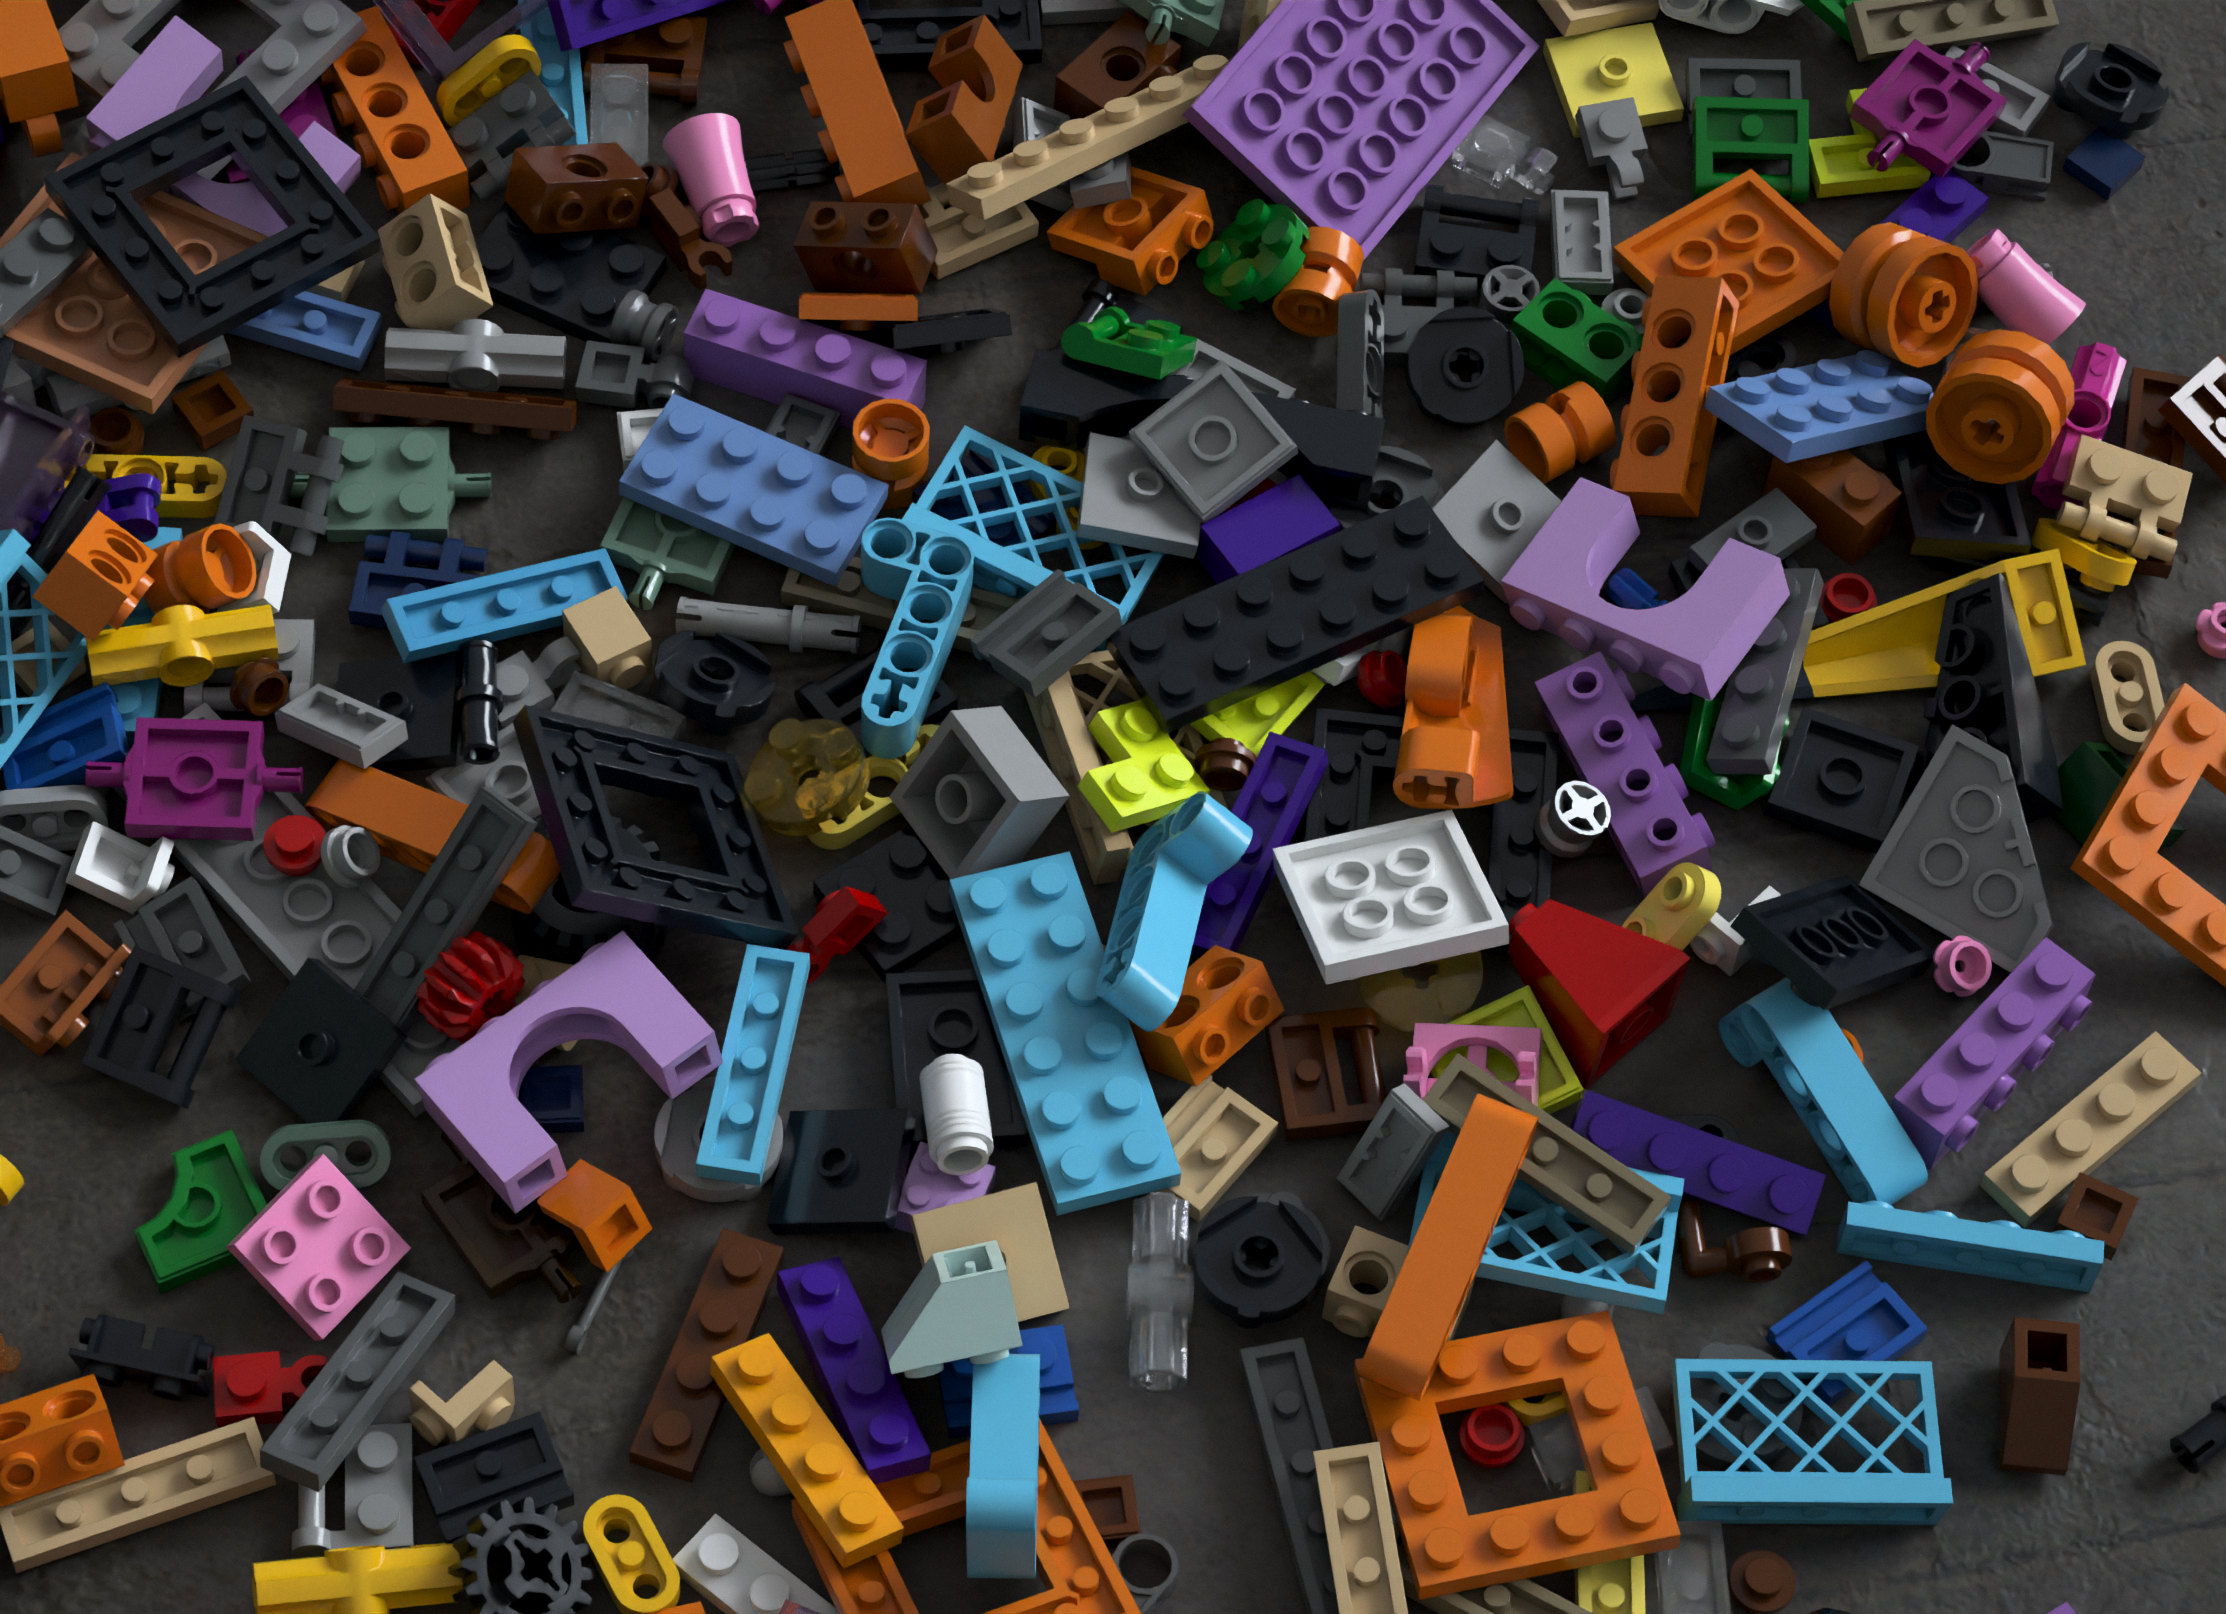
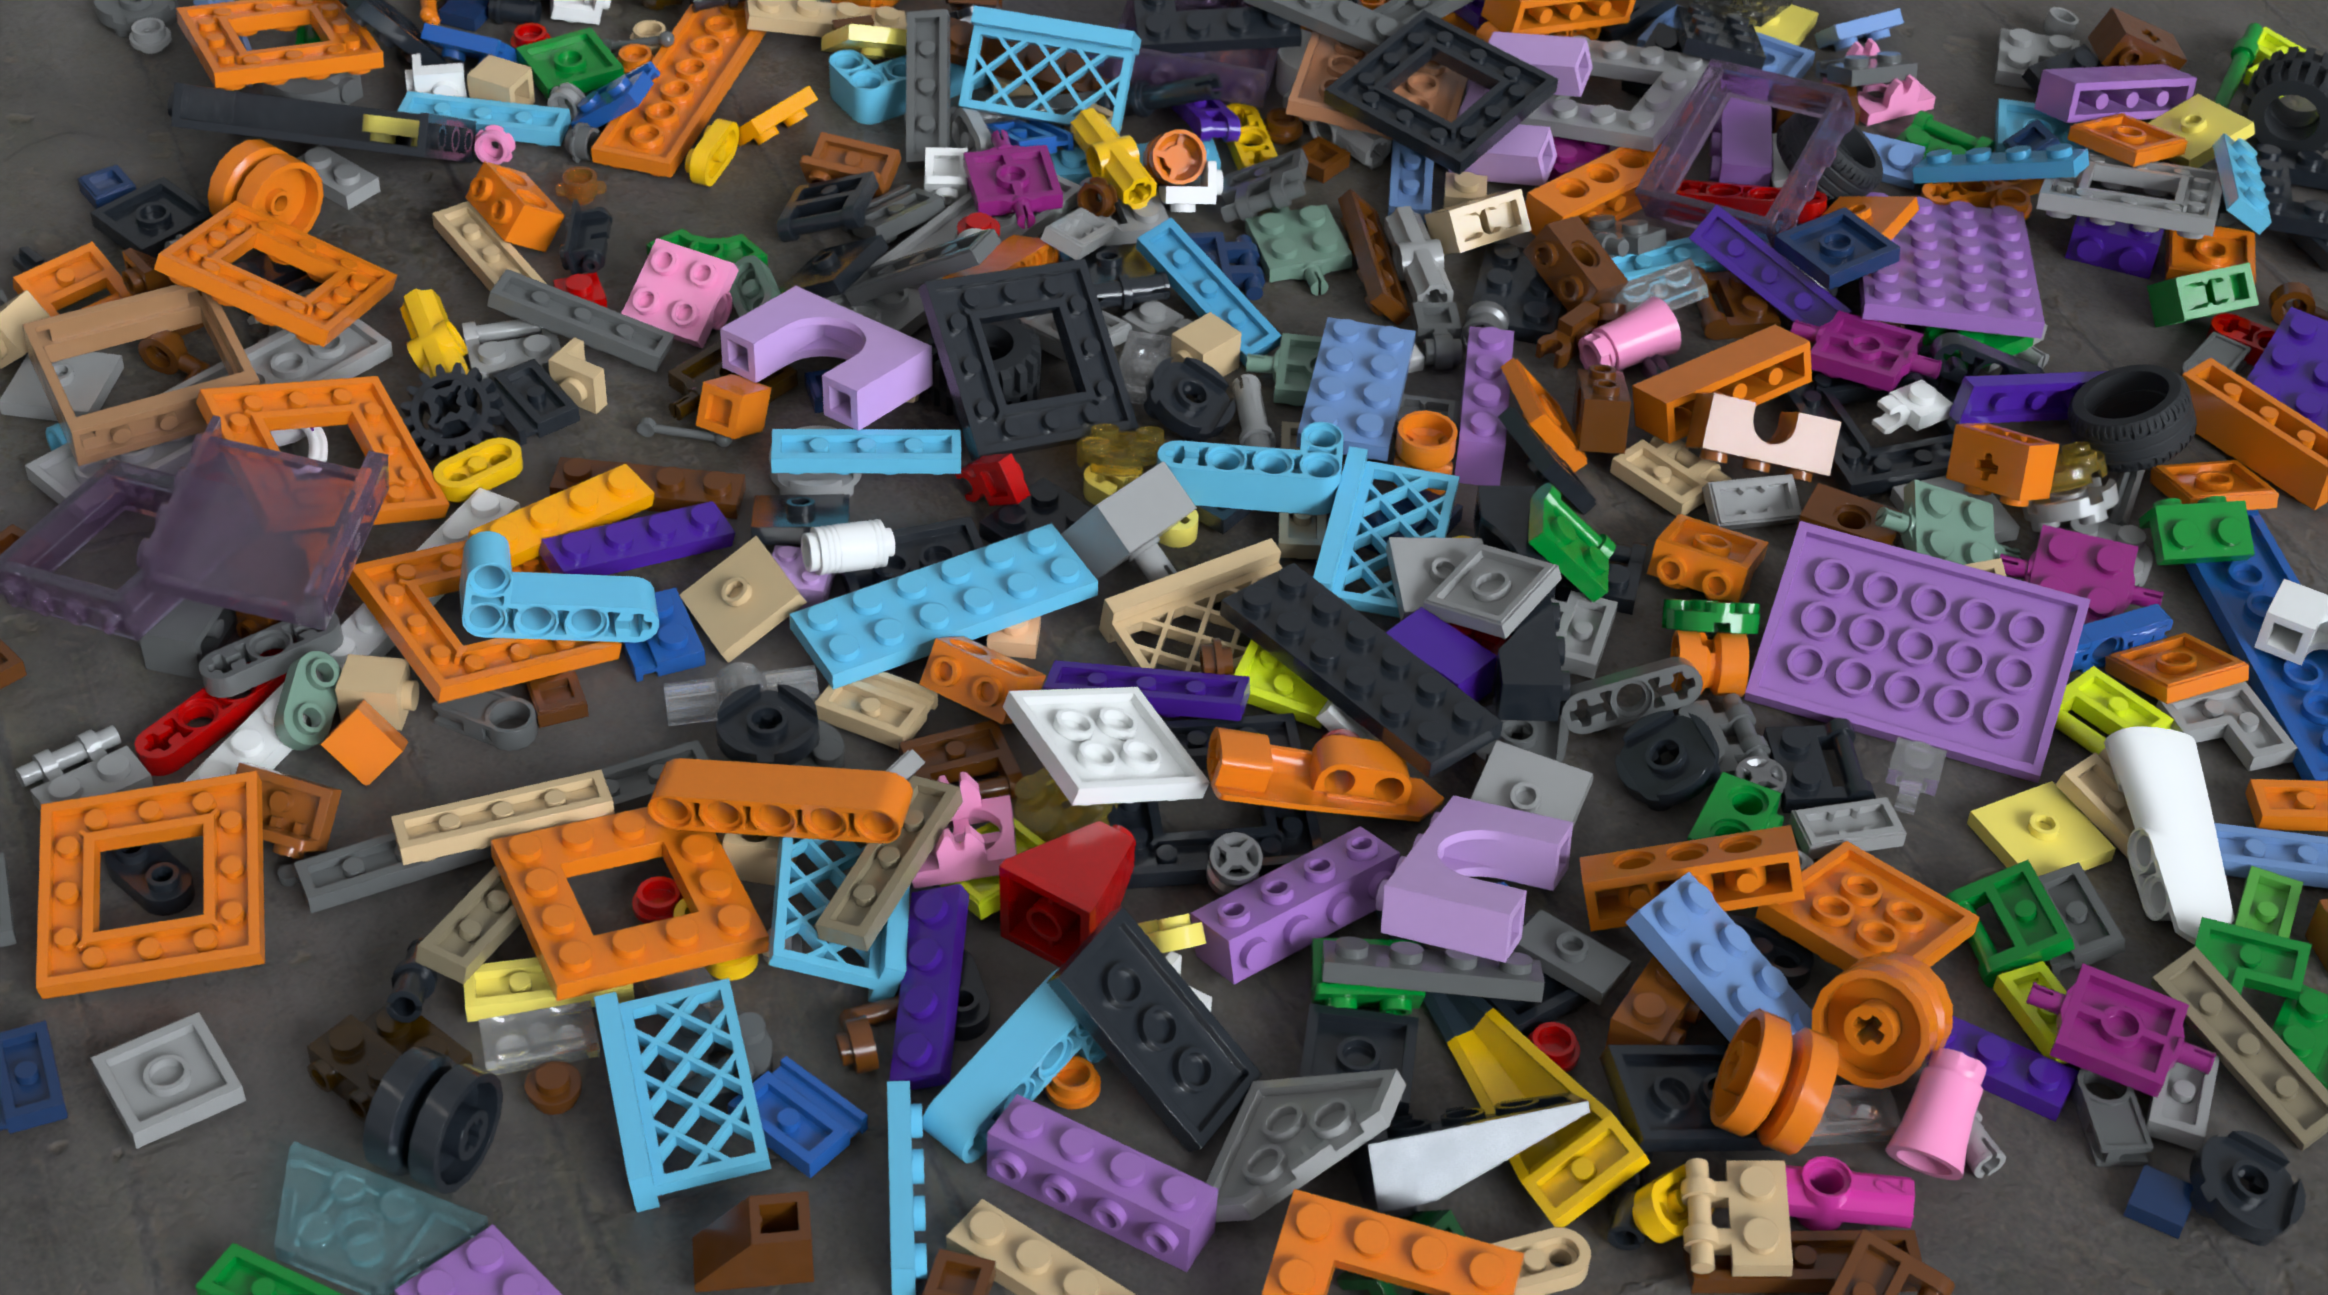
camera: 80 degrees right, 15 degrees down
(98, 578) = (1132, 93): orange brick -> none
(470, 986) = (880, 297): red gear -> none
(486, 76) = (1658, 212): yellow plate -> none
(953, 1312) = (674, 558): light aqua slope -> none
(1046, 633) = (1276, 529): dark grey plate -> none
(1082, 143) = (1741, 488): tan plate -> none
(1103, 183) = (1745, 527): light grey plate -> none
(1146, 772) = (1174, 616): neon yellow plate -> none
(1163, 904) = (1047, 624): medium azure beam -> none
(1565, 428) = (1624, 821): orange wheel -> none
(1614, 138) = (1965, 831): light grey plate -> none
(1974, 965) = (1193, 1146): bright pink plate -> none

